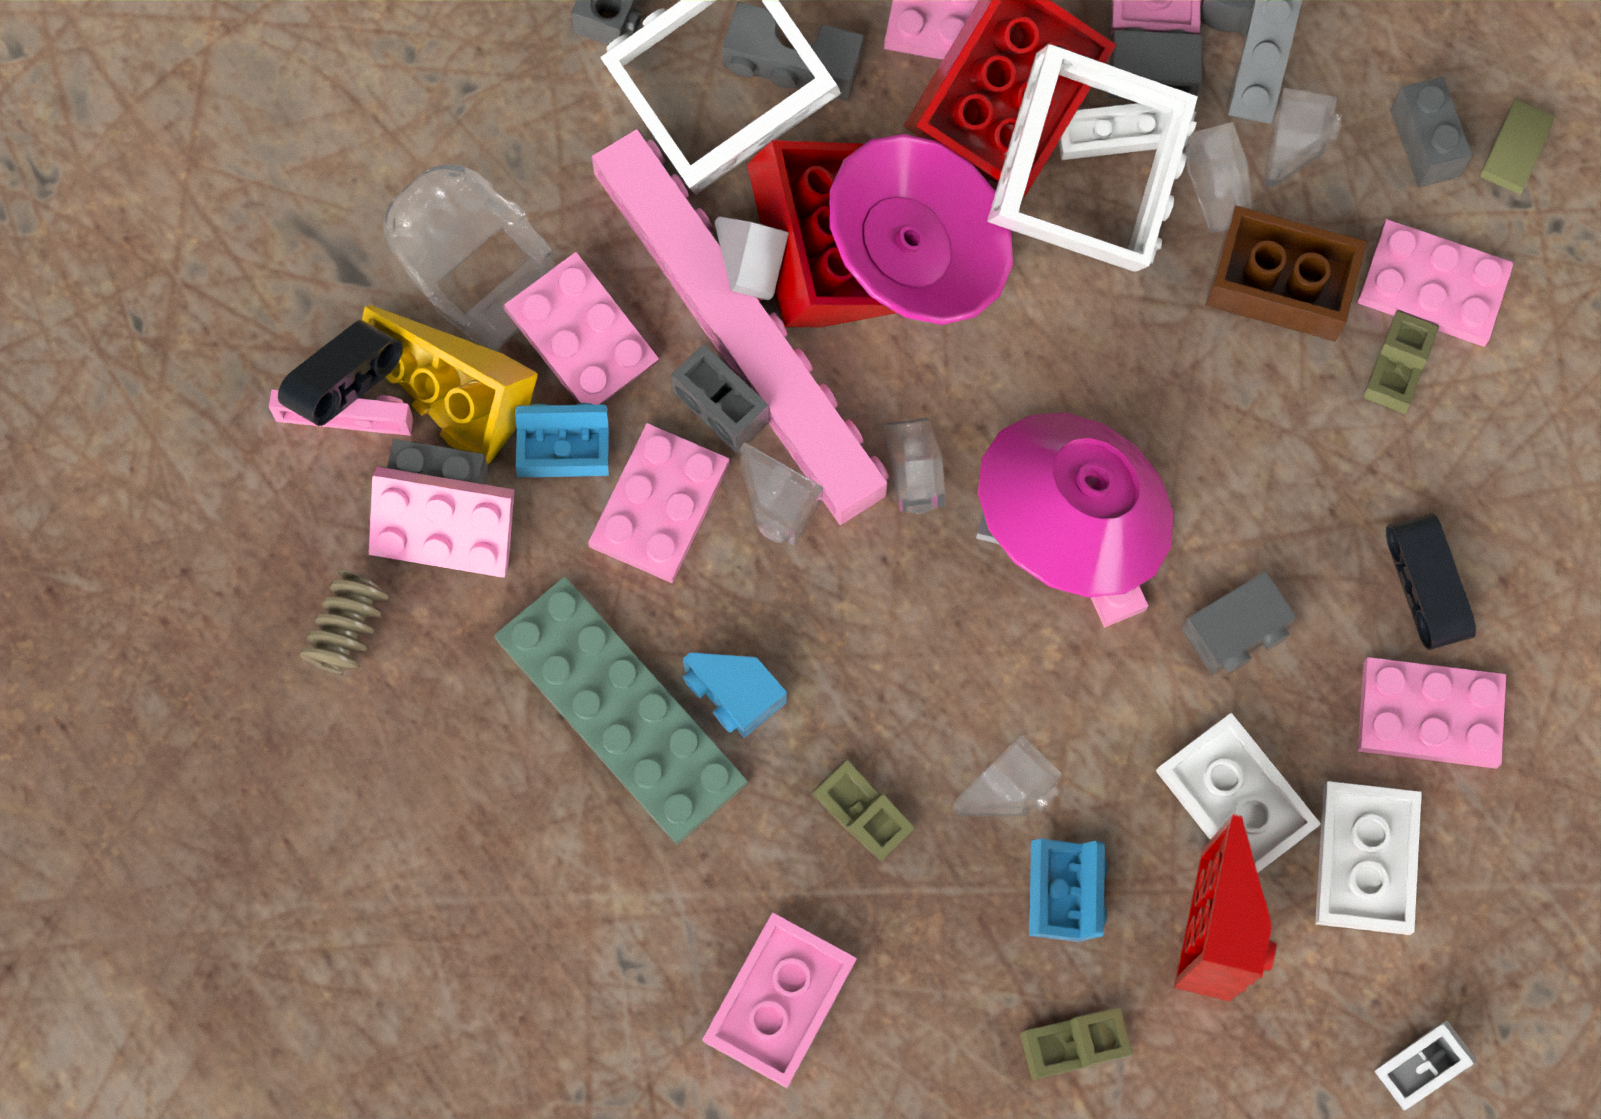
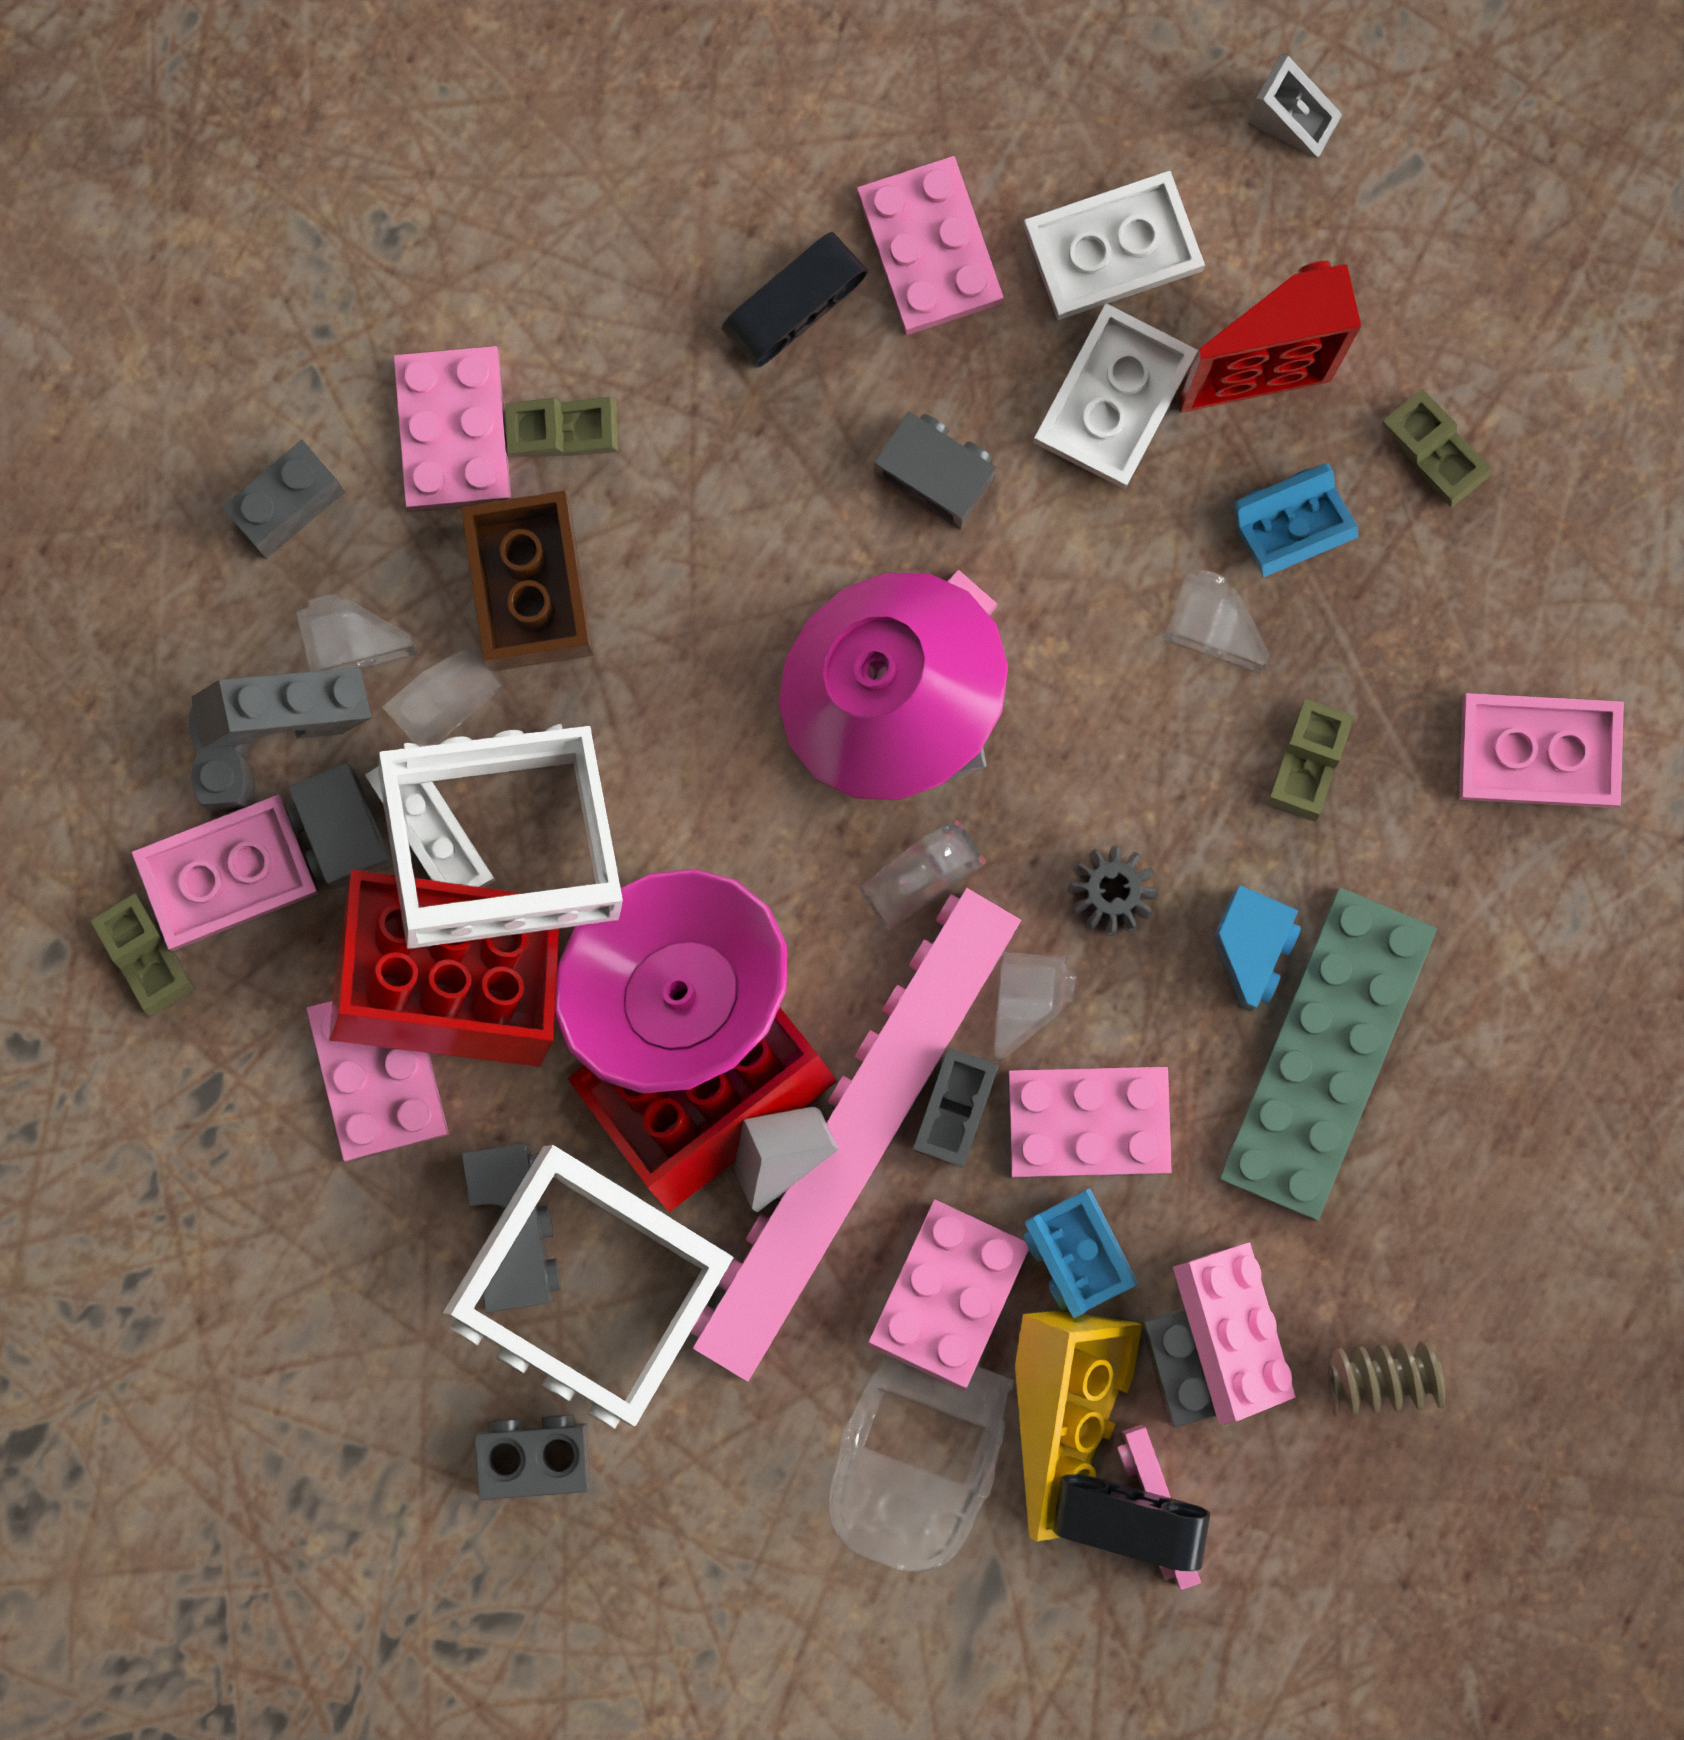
camera: 110 degrees left, 10 degrees up
(833, 583) = (1117, 908): none -> dark grey gear
(1517, 146) = (253, 403): olive slope -> none

